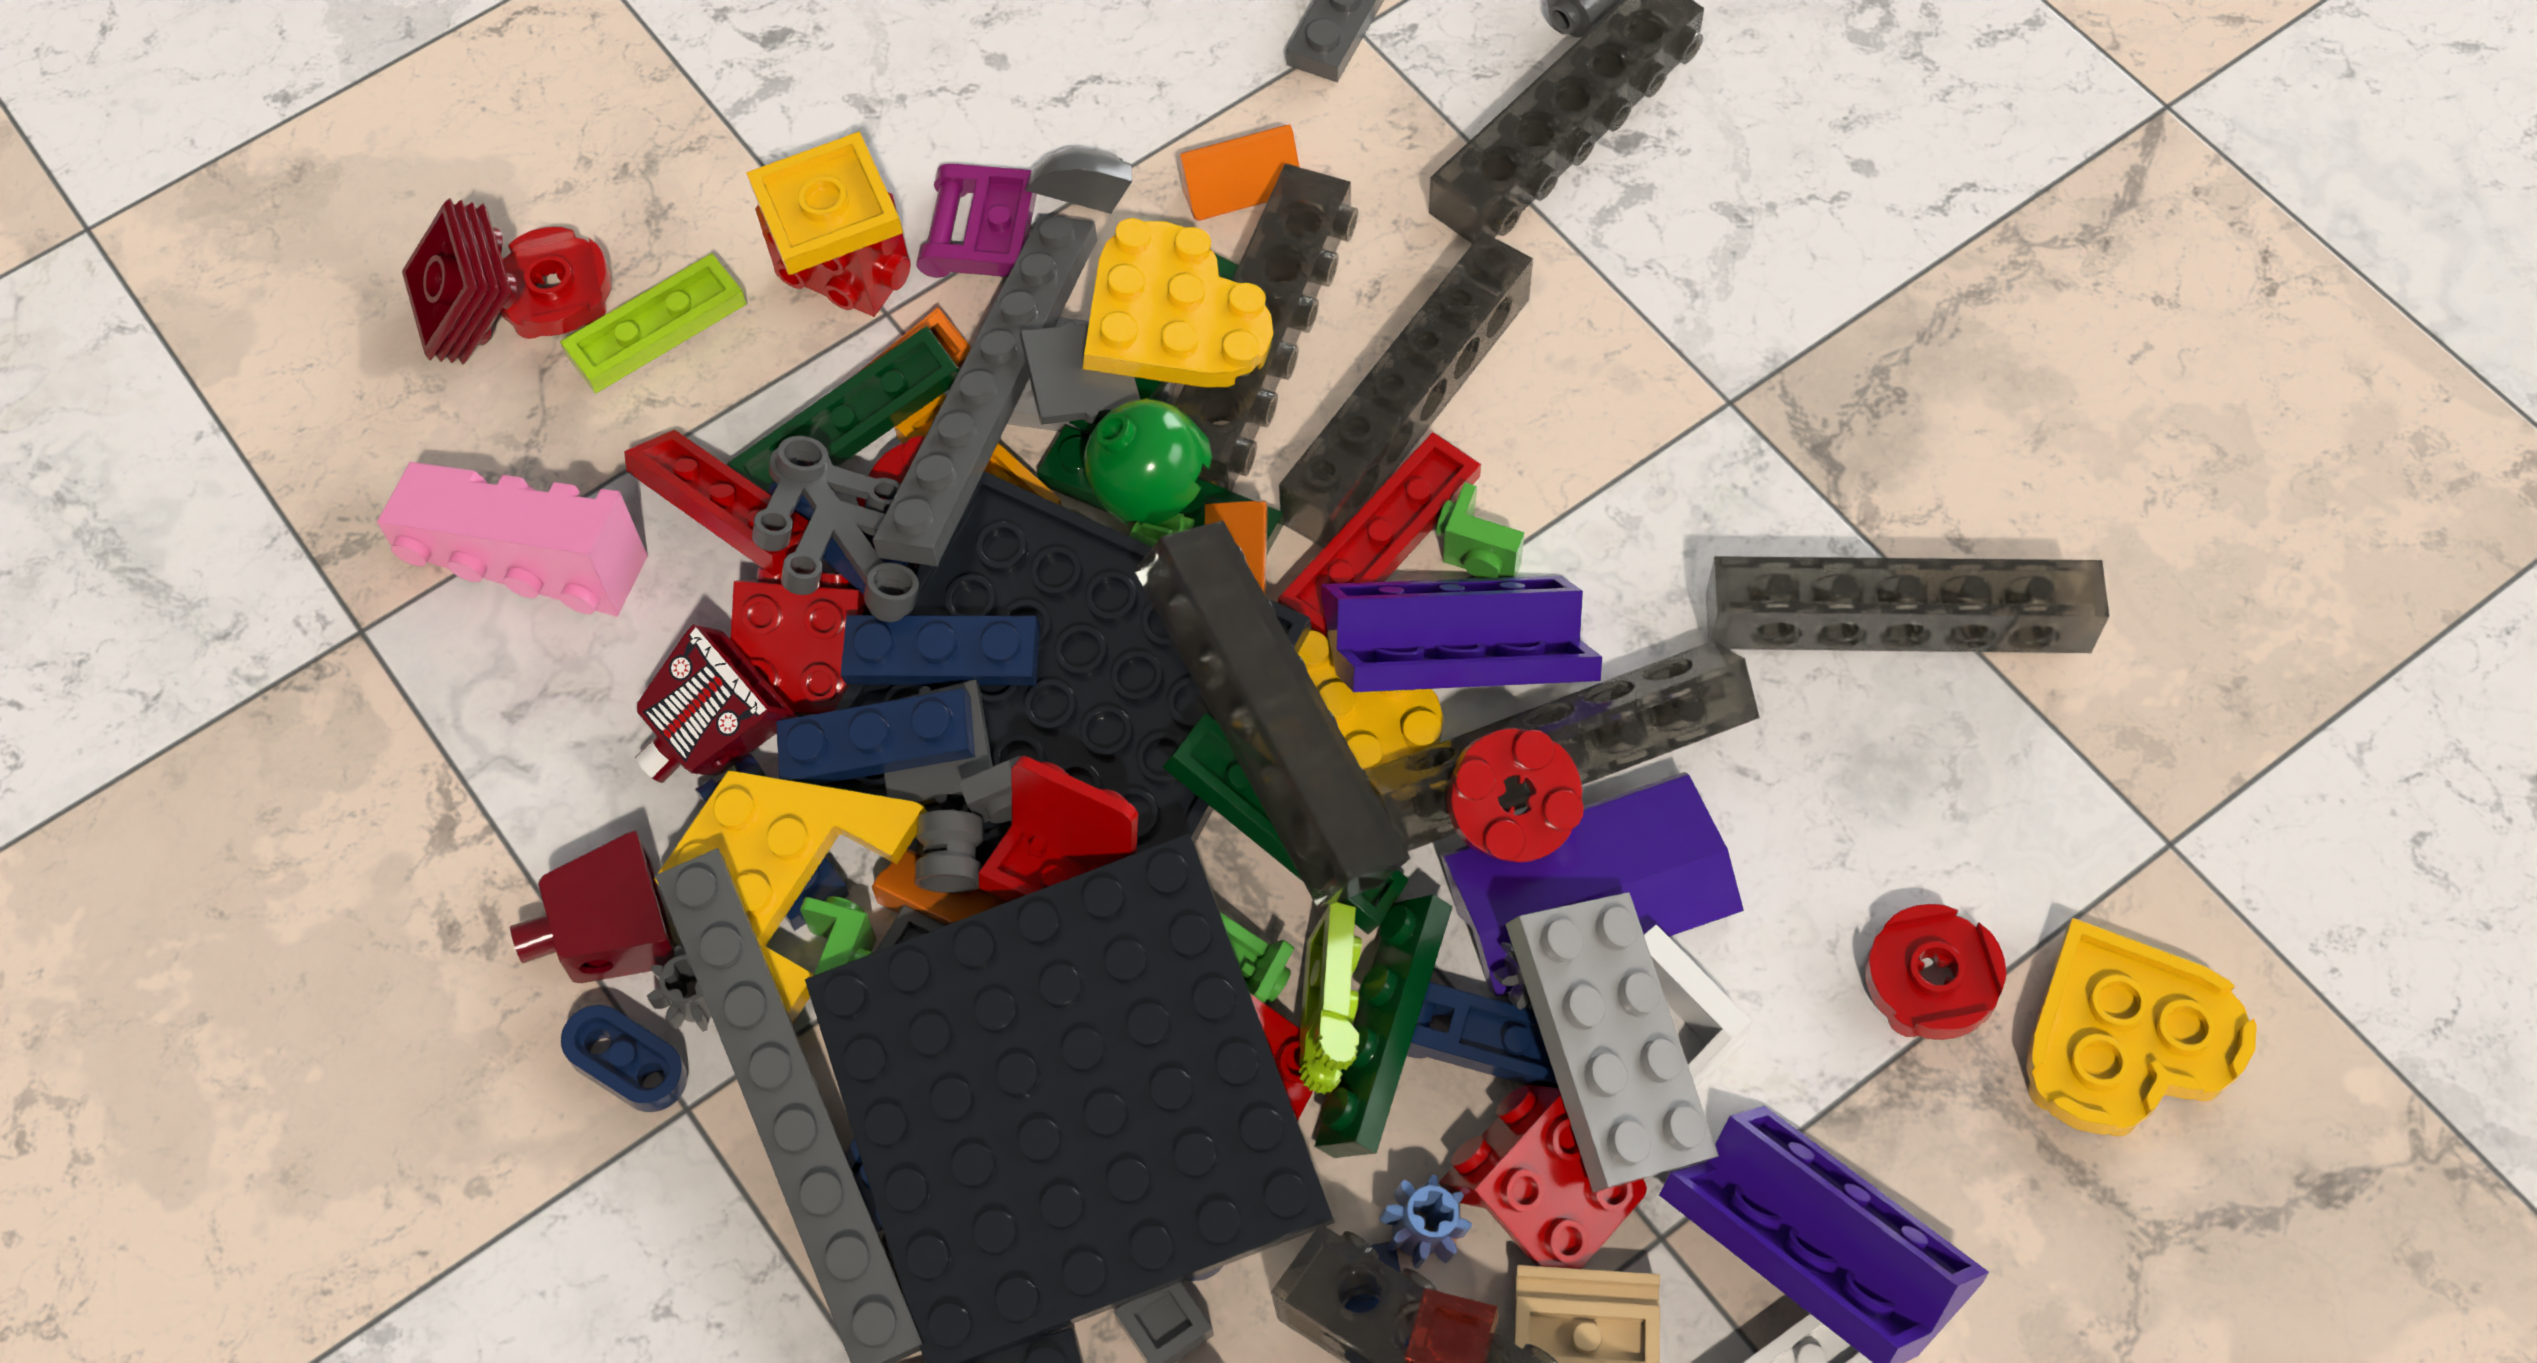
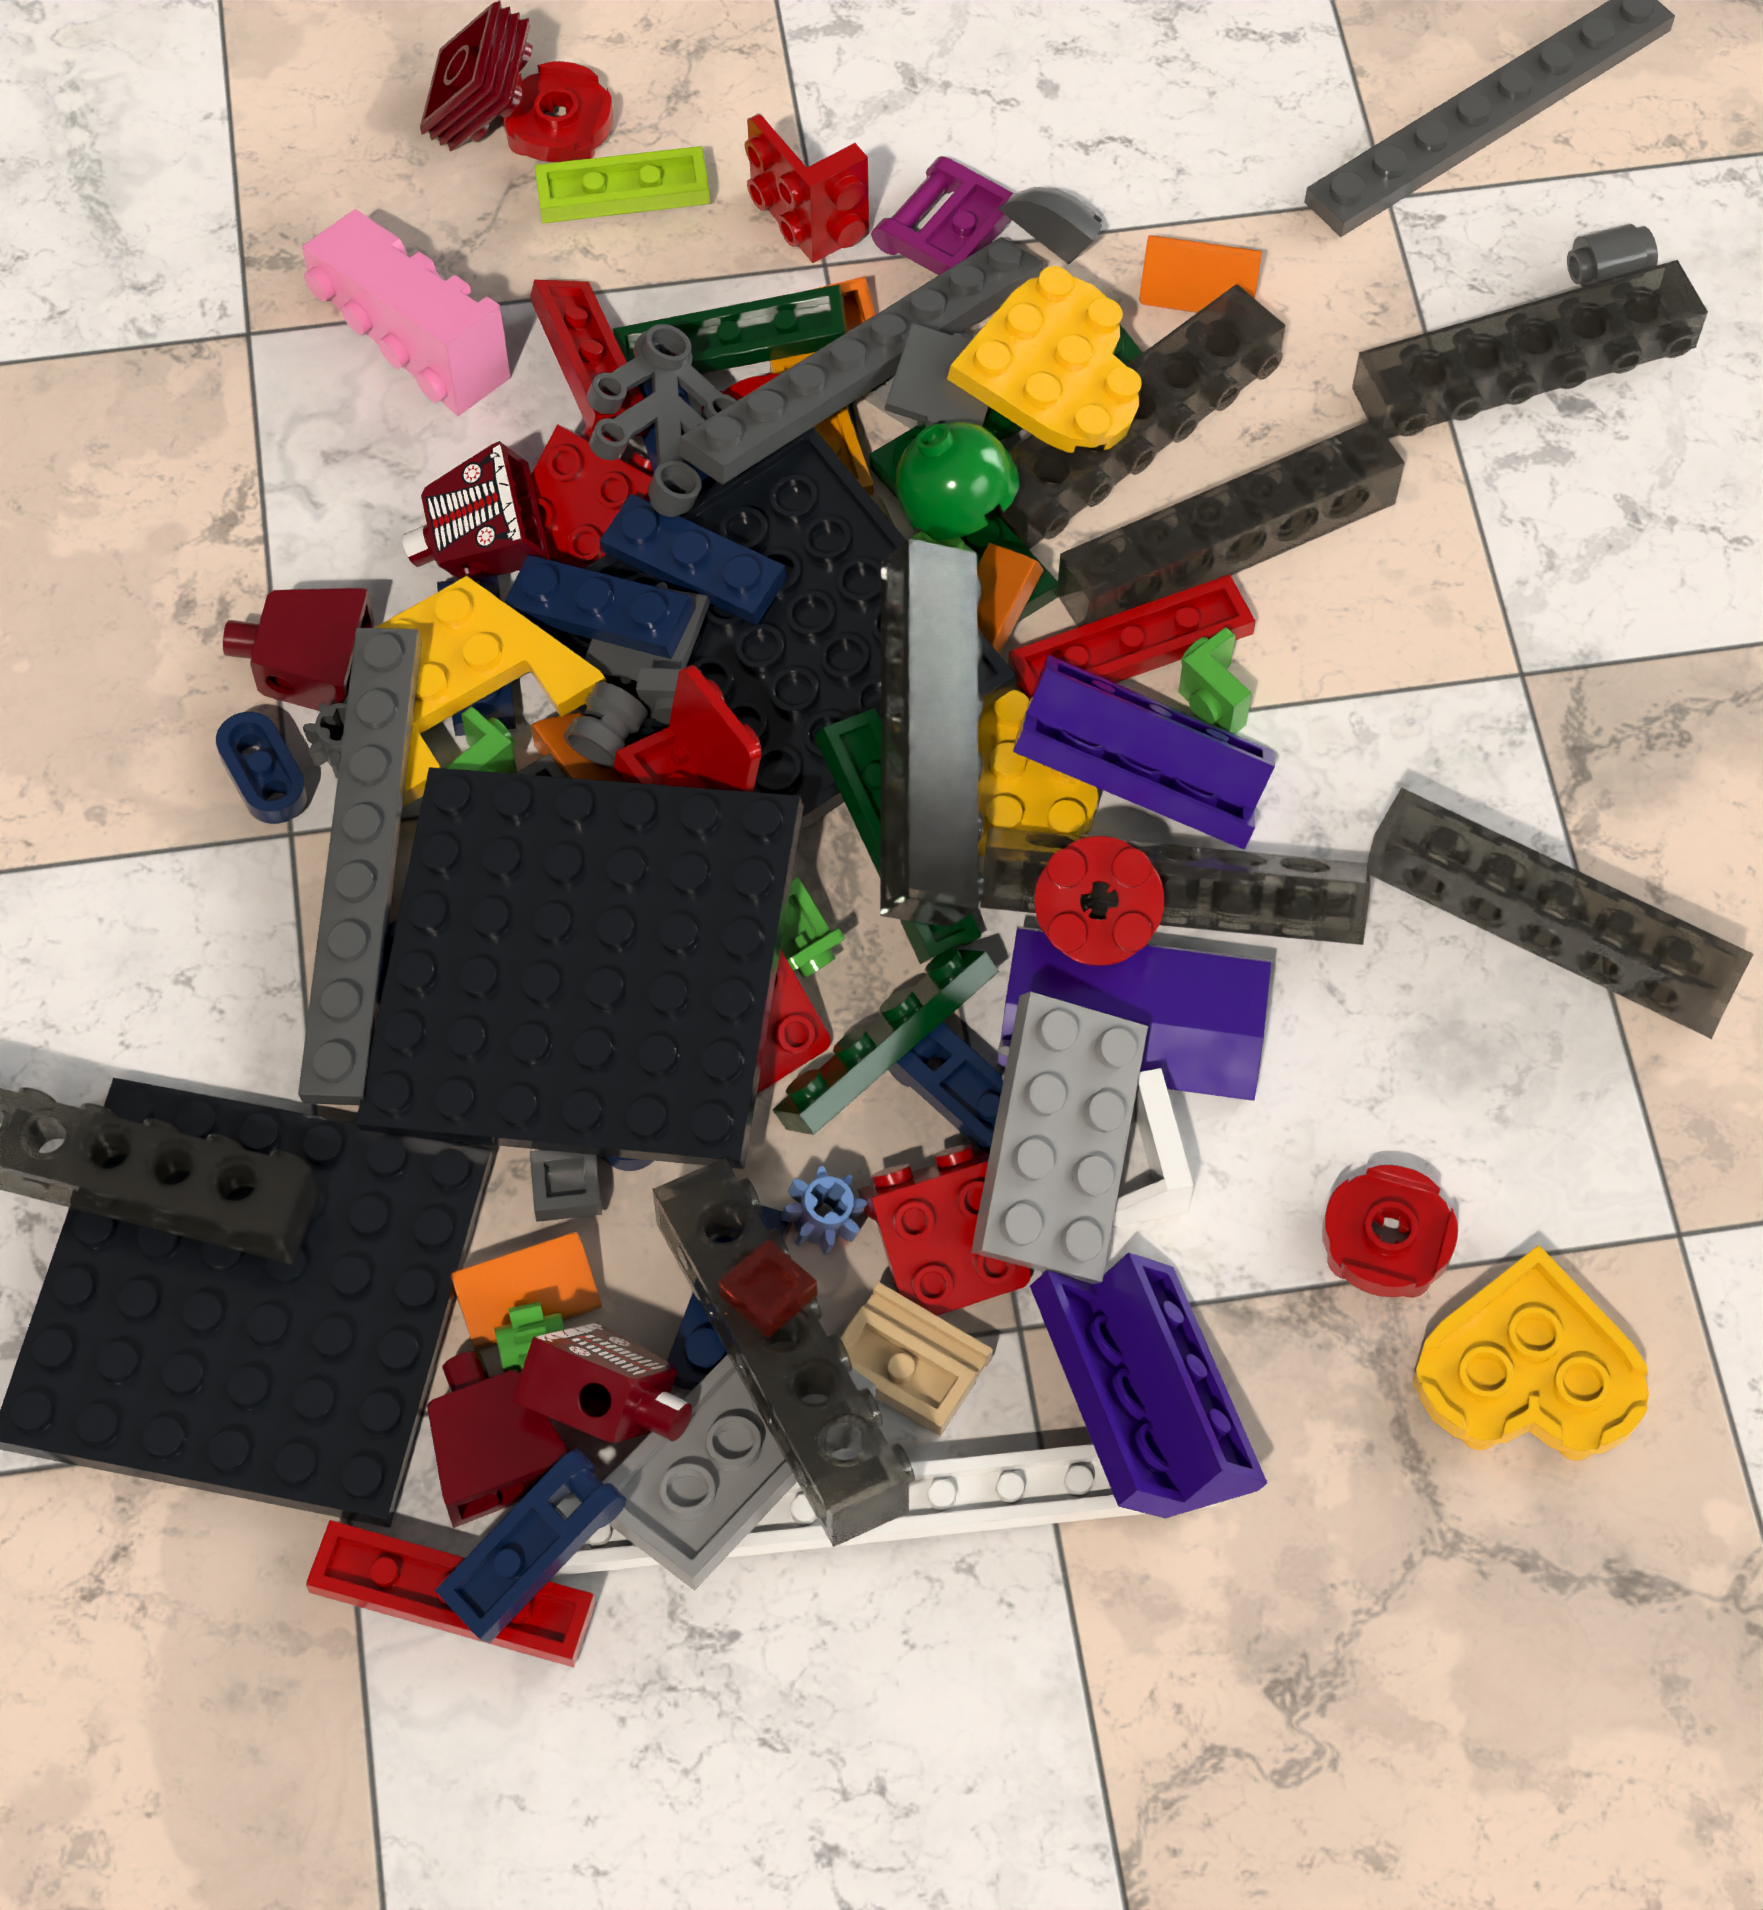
camera: 25 degrees right, 0 degrees up
(824, 203) = (801, 138): yellow plate -> none
(1328, 1002) = (848, 996): lime hinge -> none

